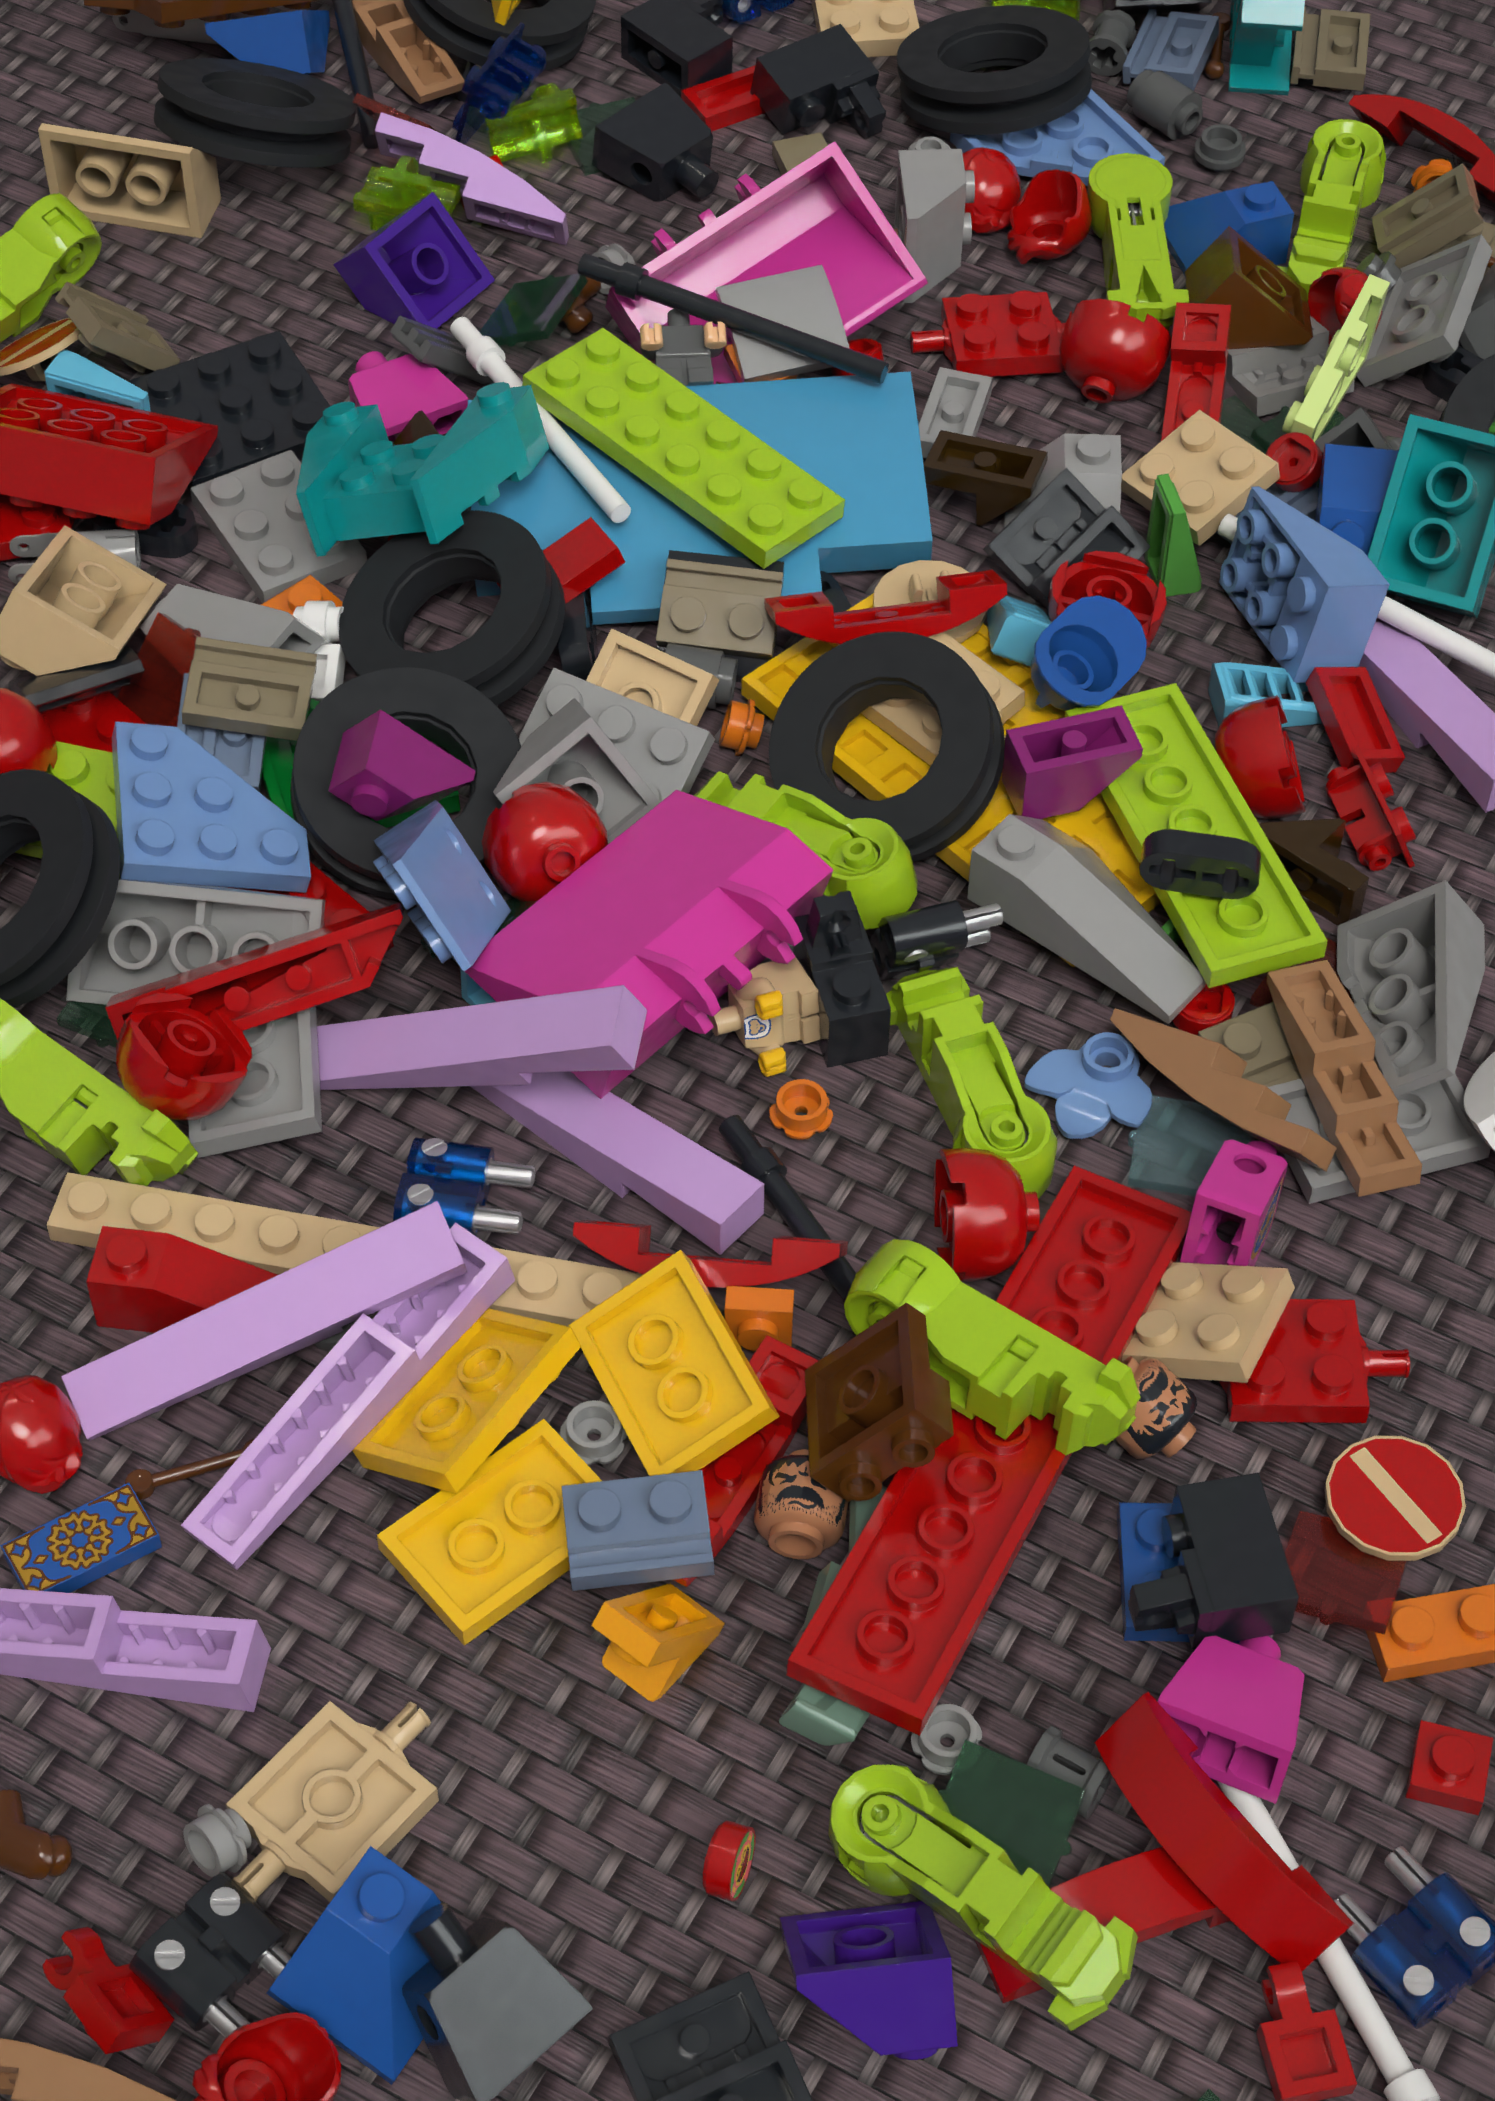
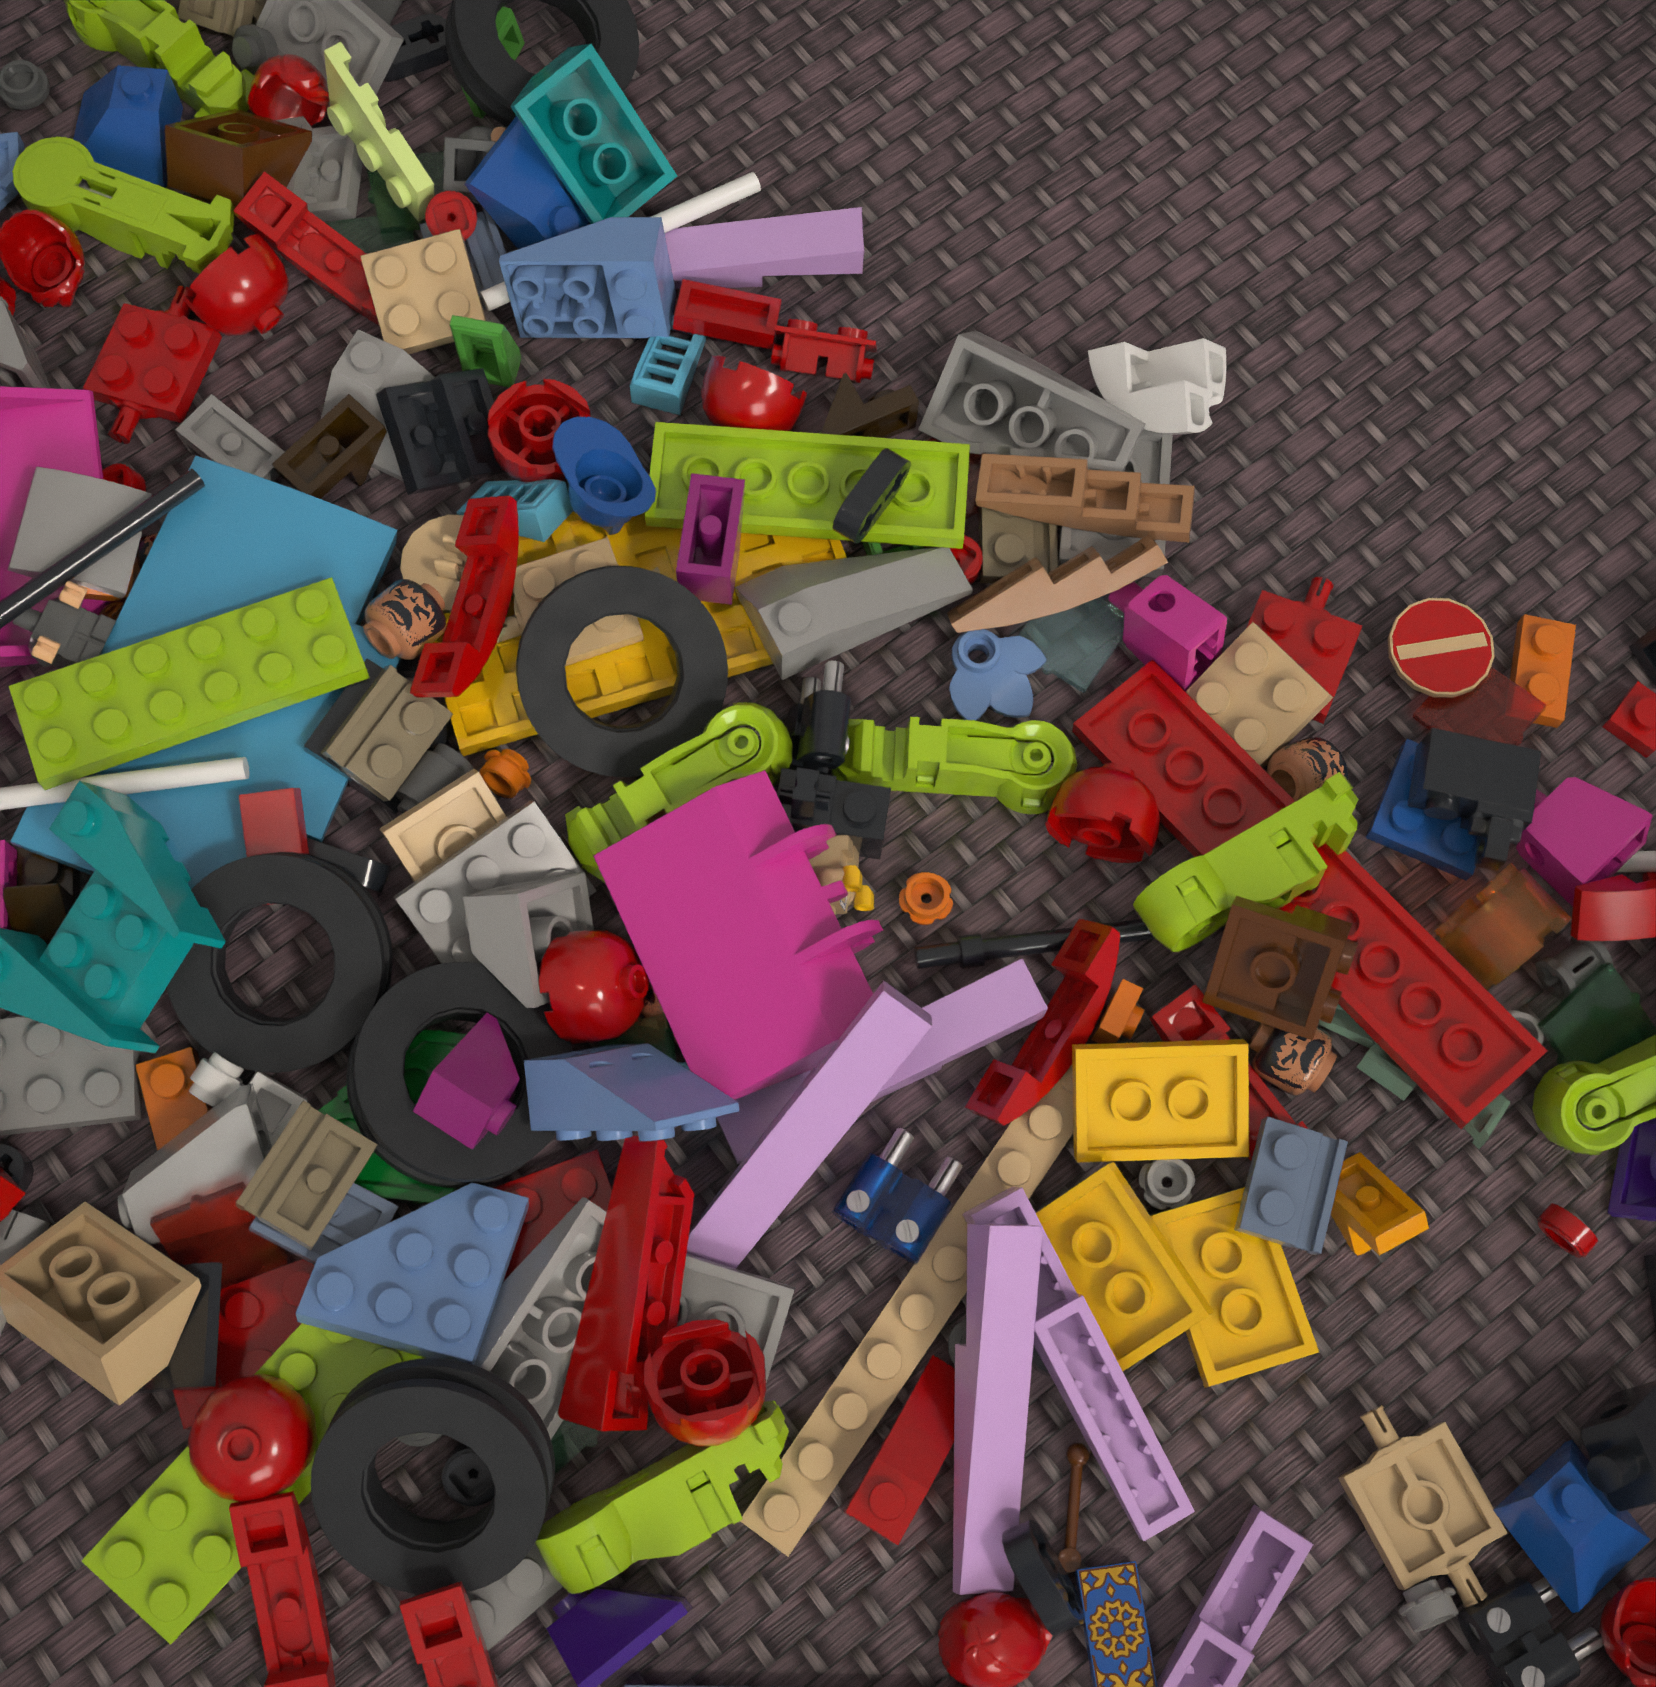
camera: 70 degrees left, 20 degrees up
(105, 1437) = (1043, 1577): none -> black beam
(843, 572) = (404, 619): none -> nougat head
(1063, 1650) = (1503, 928): none -> clear orange brick

